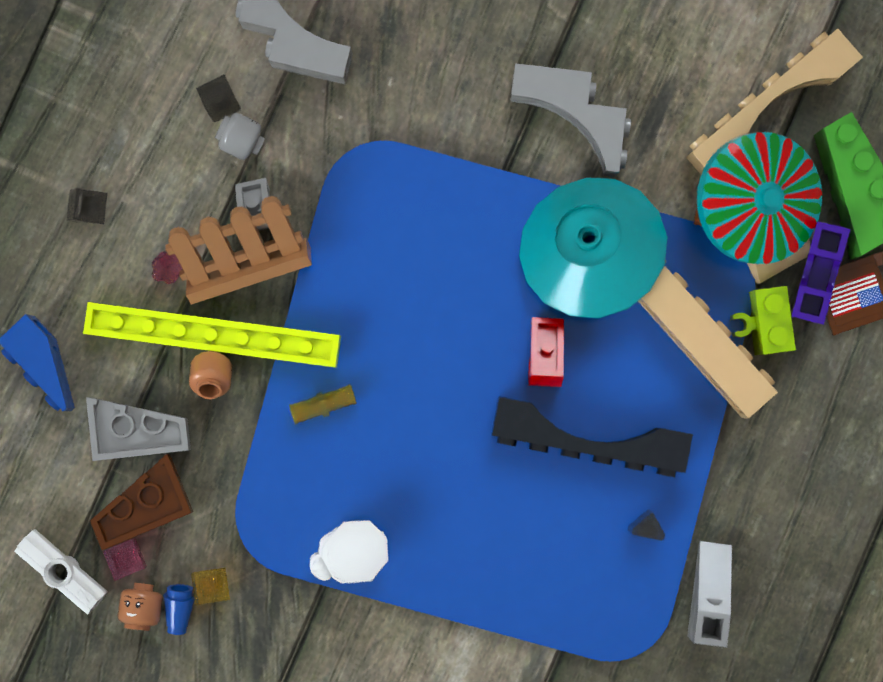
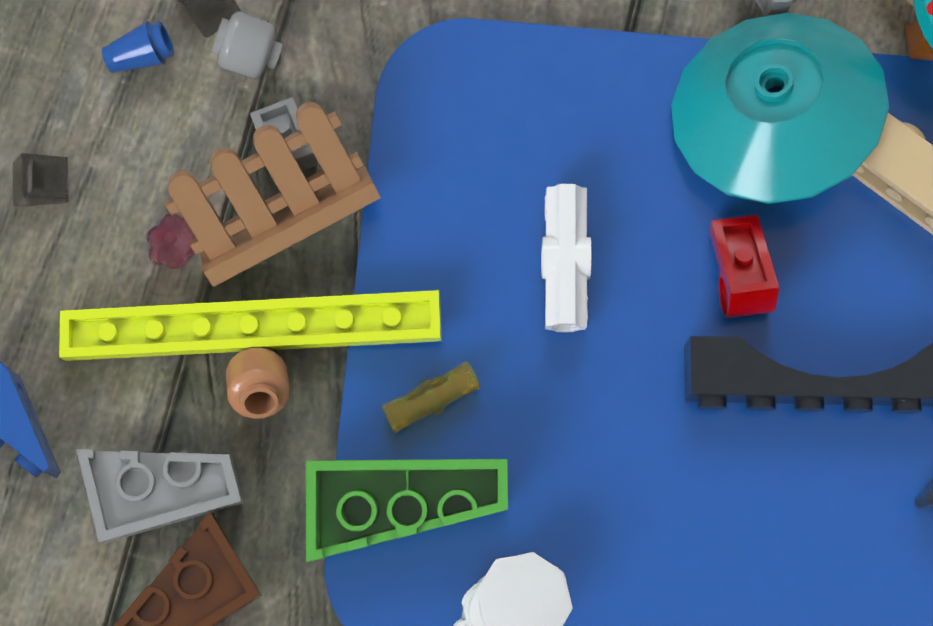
camera: 15 degrees left, 10 degrees down
(167, 125) = (139, 48): none -> blue cone
(285, 468) = (383, 500): none -> bright green wedge
(429, 326) = (566, 258): none -> white piece

